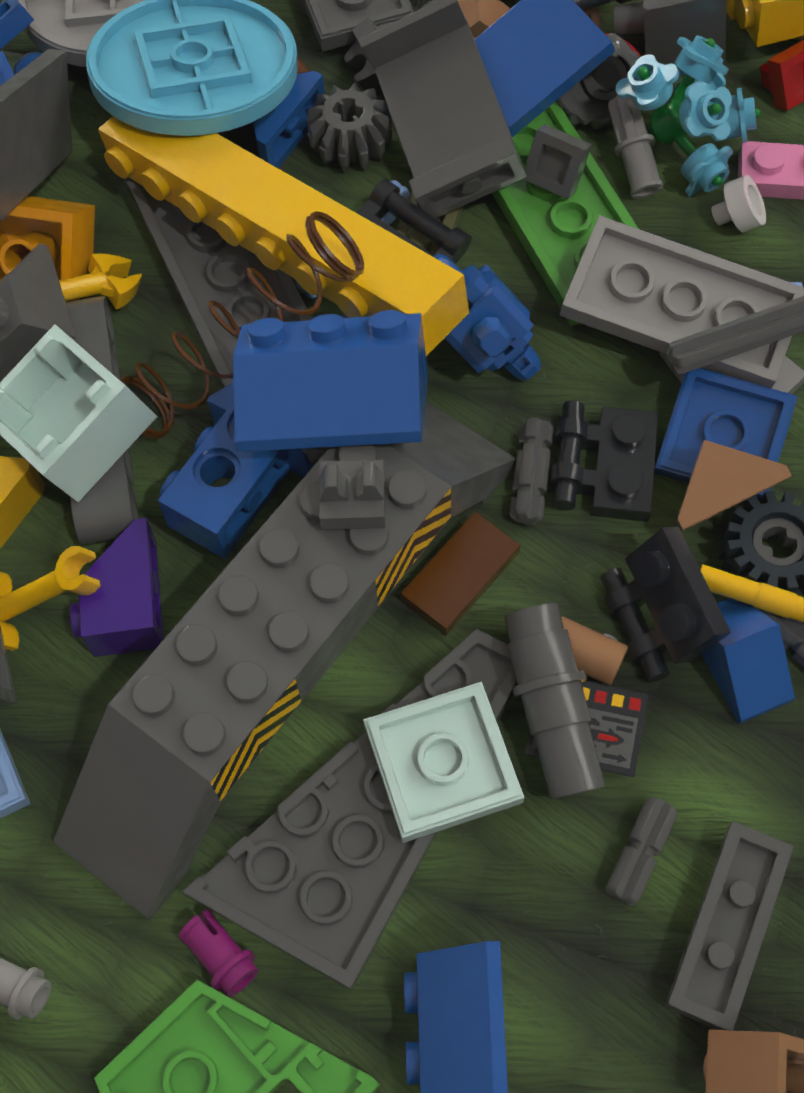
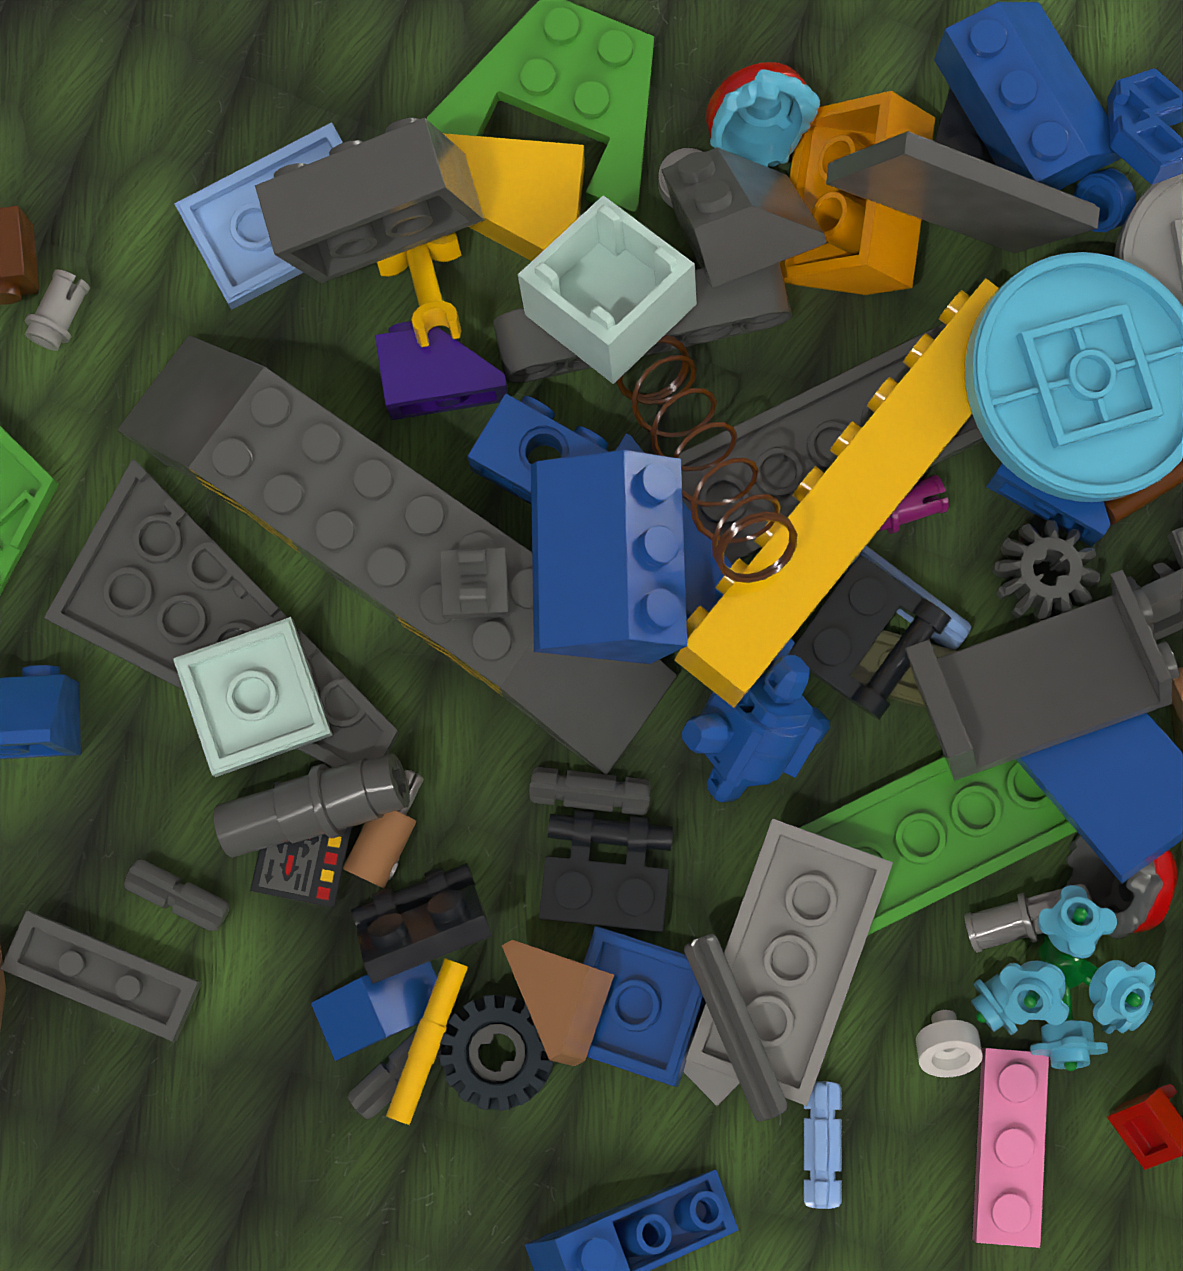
camera: 90 degrees right, 15 degrees up
(104, 279) = (812, 302): yellow bar -> none
(219, 954) = (80, 497): magenta pin -> none
(460, 573) = (470, 716): reddish brown tile -> none
(556, 161) = (980, 816): dark grey tile -> none

